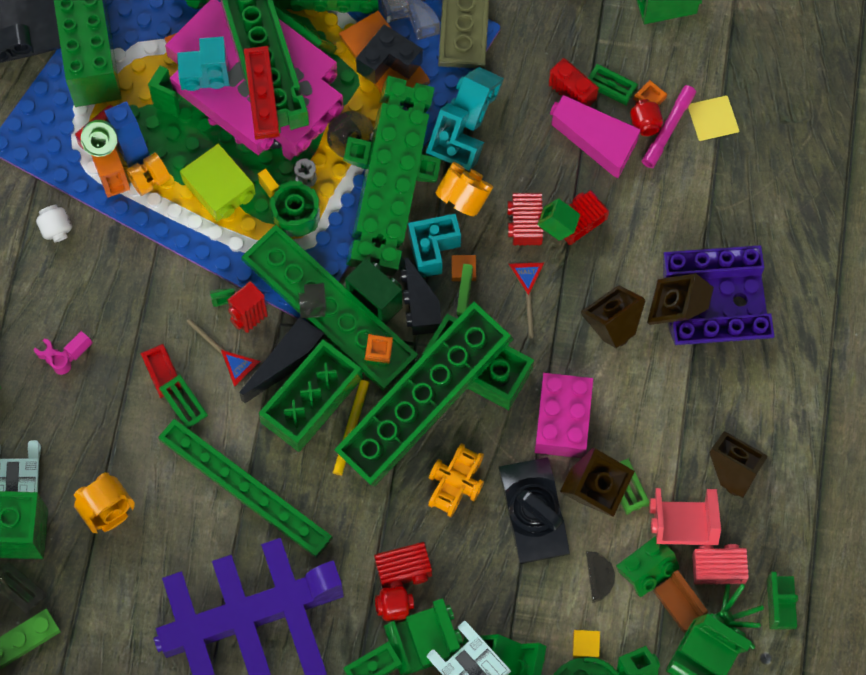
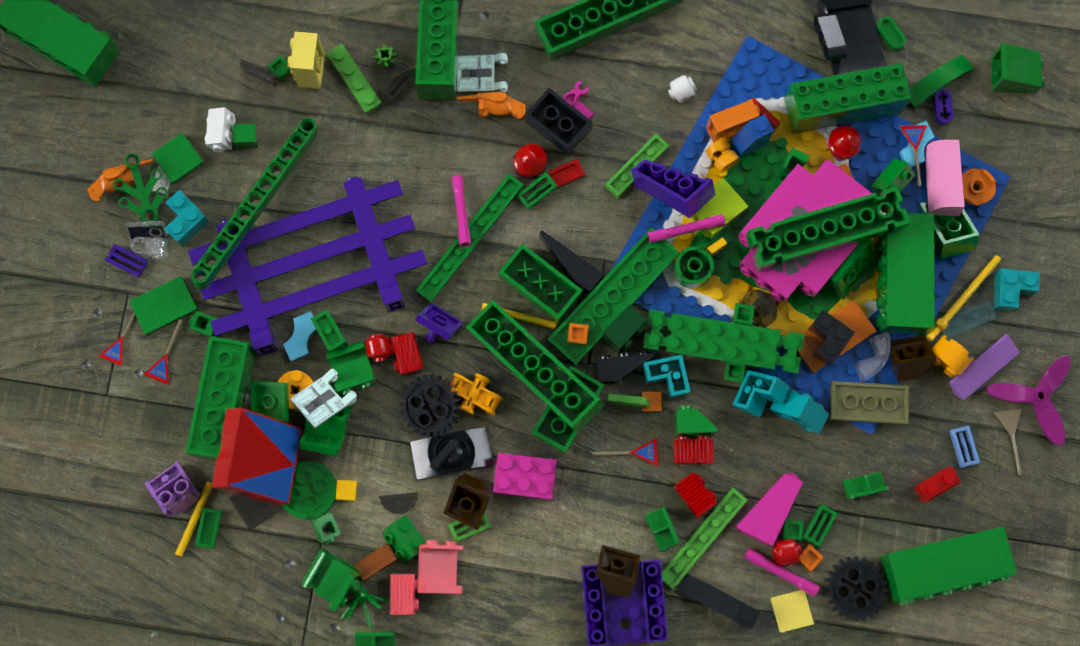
camera: 90 degrees right, 10 degrees up
(60, 452) = (497, 104): none -> orange animal
(90, 372) = (558, 121): none -> black brick
(99, 138) = (739, 110): plate -> none
(103, 503) = (455, 136): light orange brick -> none
(139, 37) = (844, 143): none -> red hair
(142, 411) = (530, 161): none -> red hair
(154, 282) = (623, 178): none -> bright green tile
(190, 229) = (677, 190): none -> dark purple wedge
(204, 67) = (804, 188): teal brick -> none
(220, 297) = (624, 213): green slope -> none
(236, 364) = (569, 230): piece -> none
(236, 491) = (463, 230): none -> dark pink piece
(247, 307) = (611, 233): red brick -> none
(252, 238) = (707, 223): none -> dark pink piece
(261, 92) = (775, 230): red tile -> none
(309, 168) = (724, 280): light grey bush -> none
(312, 301) = (612, 281): clear smoke brick -> none
(362, 522) = (438, 322): none -> dark purple tile
(464, 189) = (713, 399): light orange brick -> none
(482, 554) = (415, 413): none -> black gear
(492, 219) = (692, 423): none -> green slope
(559, 219) = (688, 475): green panel -> none
(564, 34) = (864, 485): none -> green panel
(572, 83) = (815, 492): red brick -> none
(615, 315) = (610, 520): dark brown slope -> none
(619, 110) = (792, 530): none -> green tile
(622, 255) = (662, 529): none -> green panel
(630, 210) = (703, 538): none -> bright green tile
(703, 56) = (864, 573): none -> black gear
(708, 192) = (719, 602): none -> black slope
(736, 463) = (486, 611): dark brown slope -> none

